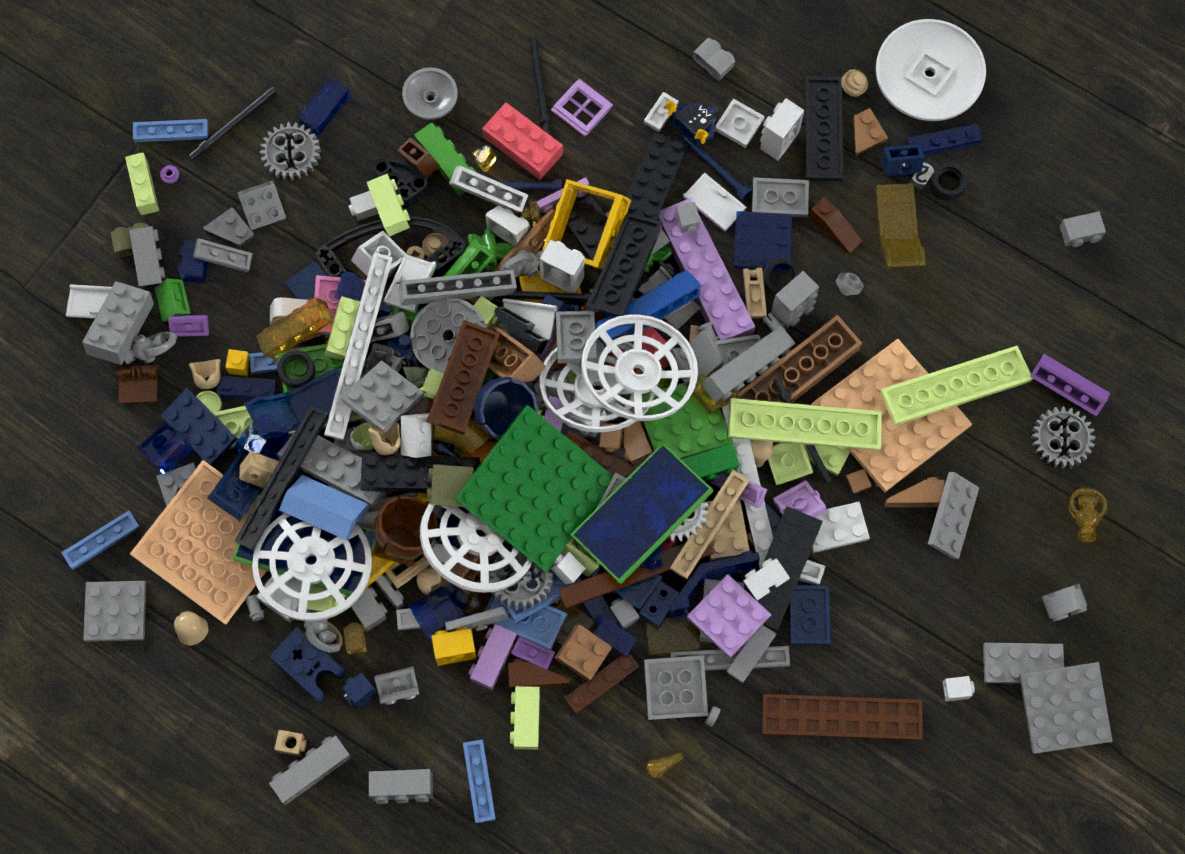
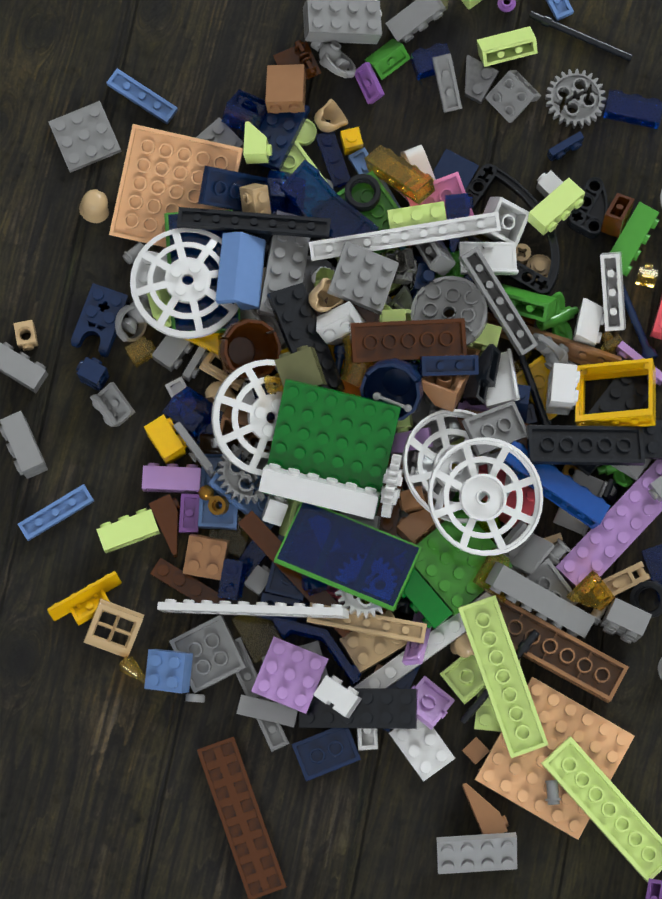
camera: 70 degrees right, 5 degrees up
(160, 400) = (285, 88): none -> medium nougat brick
(204, 447) = (255, 145): none -> yellowish green slope
(213, 189) = (507, 46): none -> yellowish green brick
(333, 184) = (560, 150): none -> dark blue plate
(451, 519) = (269, 384): none -> clear yellow plate
(502, 350) = (449, 365): none -> dark blue plate
(507, 422) = (376, 396): none -> light grey hinge
(522, 627) = (207, 493): none -> pearl gold plate
(571, 515) = (319, 491): none -> white brick
(580, 782) = (84, 602): none -> yellow bracket
(602, 452) = (390, 492): none -> white gear
(602, 755) = (118, 611): none -> tan piece
(650, 631) = (260, 609): none -> white plate
(678, 729) = (168, 670): none -> medium blue brick
(758, 318) = (591, 592): none -> clear yellow wing
(924, 426) = (552, 792): none -> light grey pin

